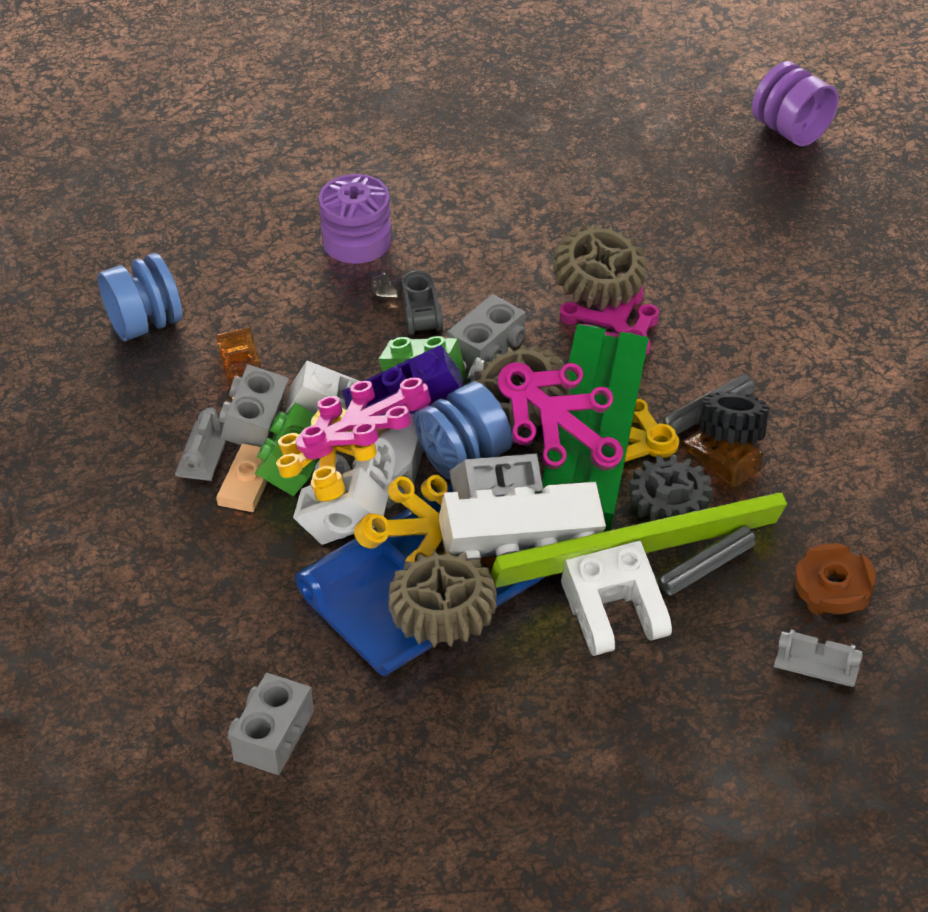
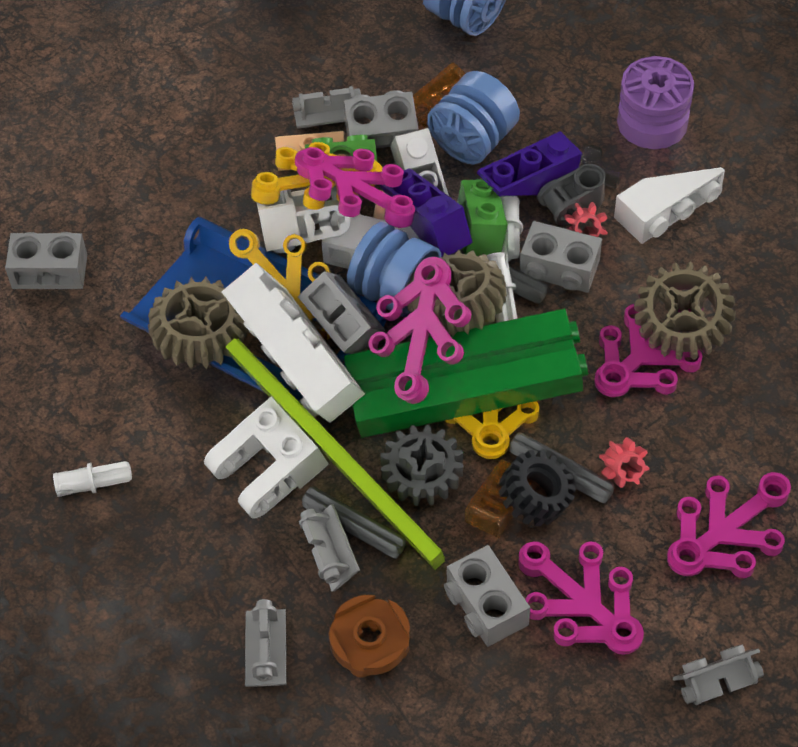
camera: 70 degrees right, 10 degrees up
(300, 329) = (473, 117): none -> medium blue wheel
(384, 310) = (532, 166): none -> dark purple slope
(459, 303) = (582, 215): none -> coral gear
(463, 255) = (662, 200): none -> white slope
(570, 752) = (91, 478): none -> white axle
(728, 357) = (633, 463): none -> coral gear
(732, 580) = (331, 546): none -> light grey hinge
(826, 350) = (726, 530): none -> dark pink plant
(826, 485) = (495, 593): none -> light grey brick
(887, 415) = (583, 601): none -> dark pink plant

